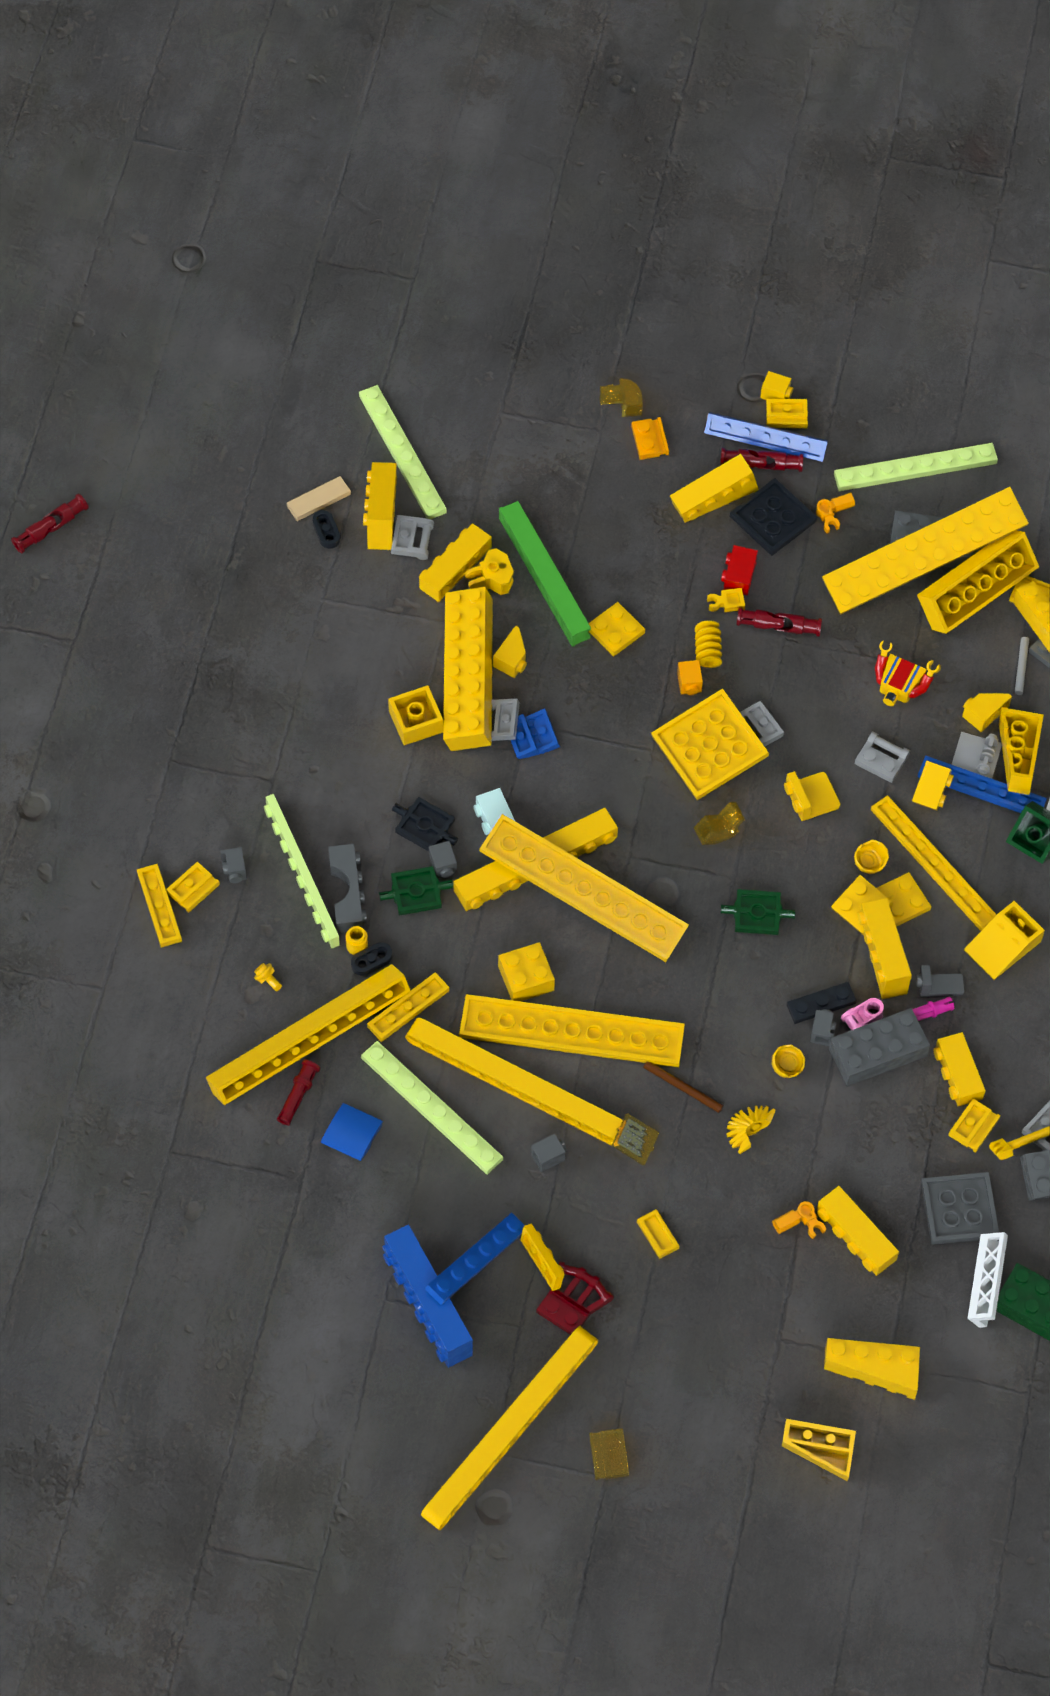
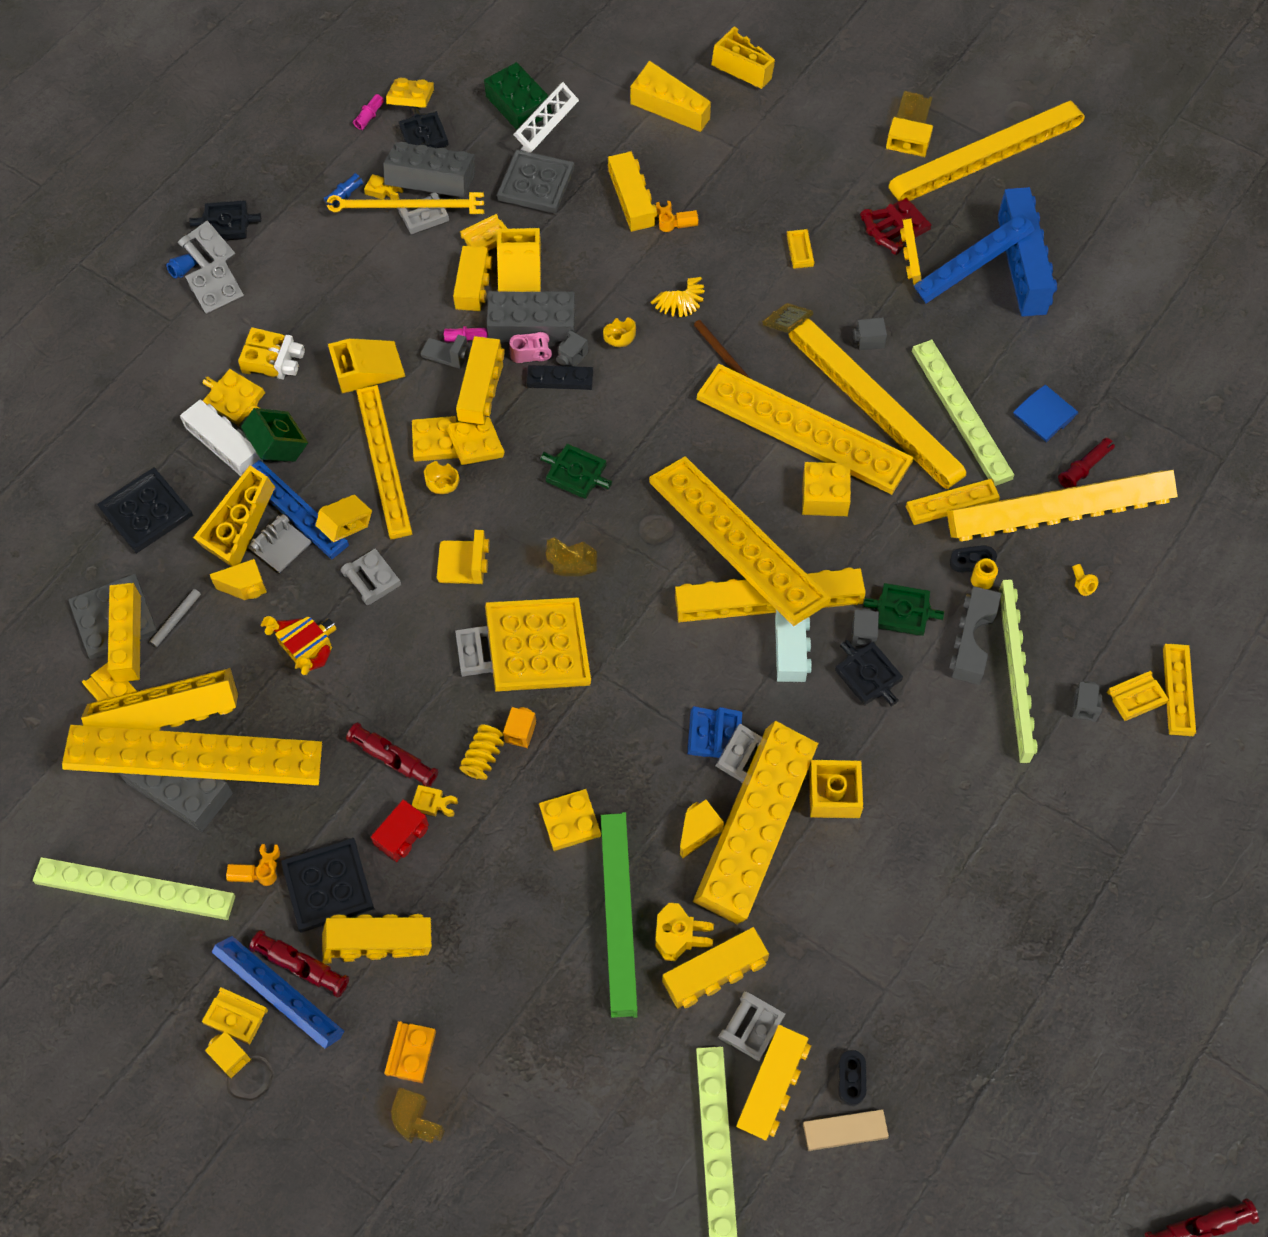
camera: 155 degrees left, 0 degrees up
(600, 1413) = (909, 137): none -> yellow brick
(923, 1102) = (519, 260): none -> yellow slope

